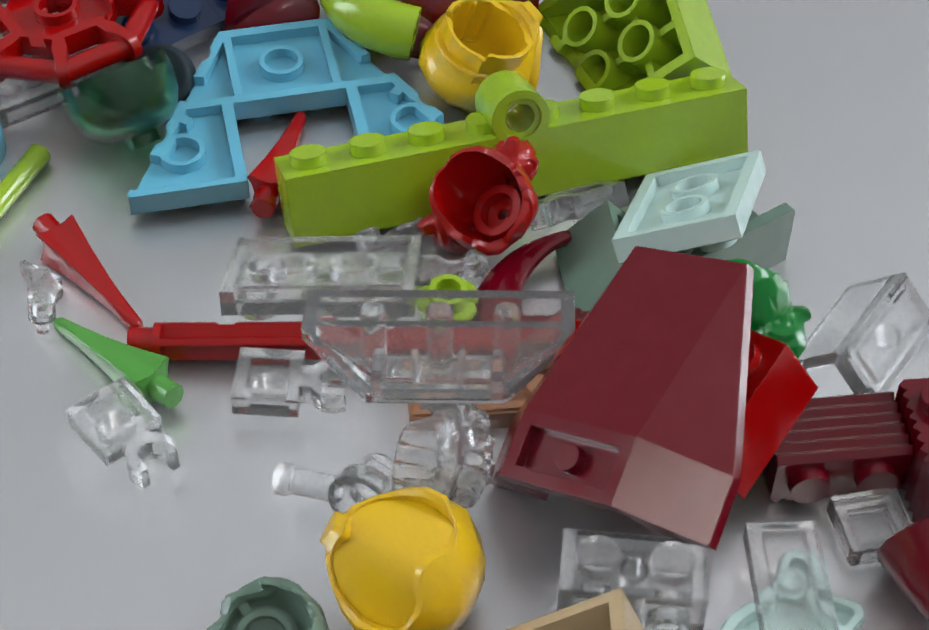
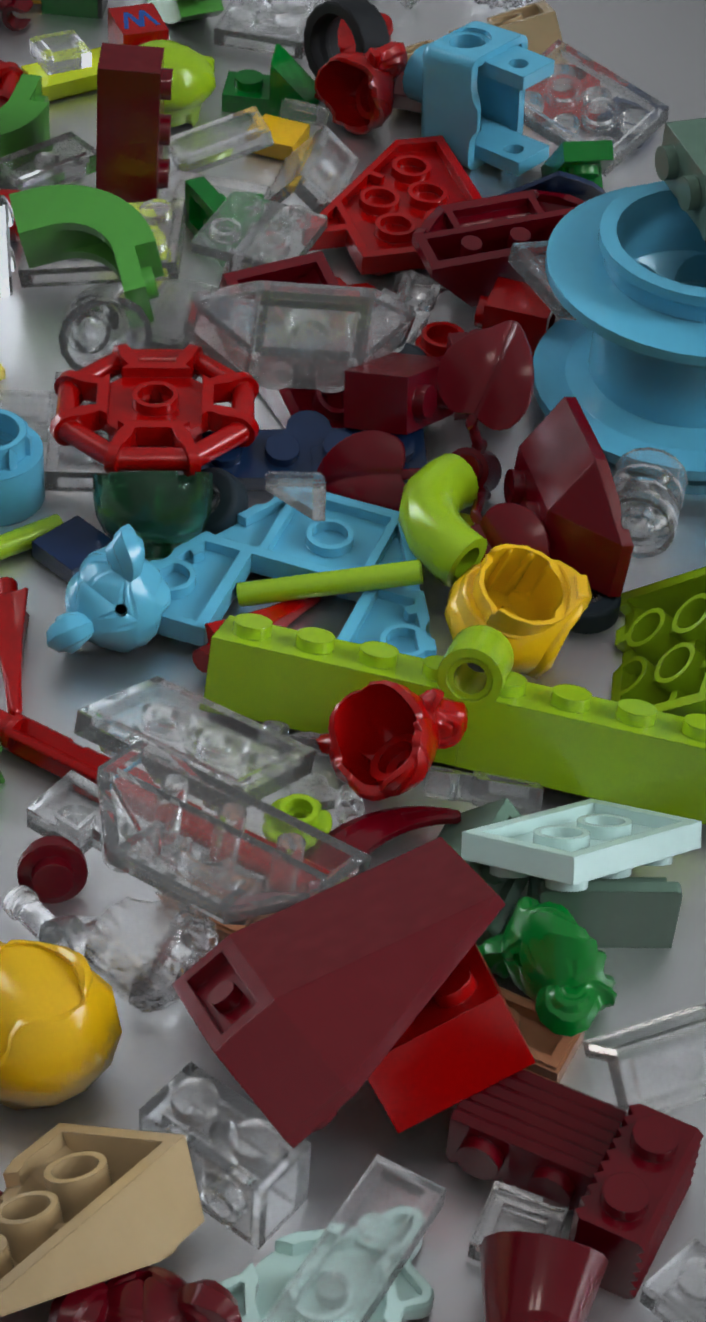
camera: 30 degrees right, 5 degrees down
(73, 167) = (67, 546): none -> dark blue tile
(144, 188) = (105, 580): none -> medium azure hair
(235, 32) = (300, 490): none -> clear slope
(292, 435) = (53, 869): none -> dark red plate
(317, 98) = (329, 583): none -> lime bar

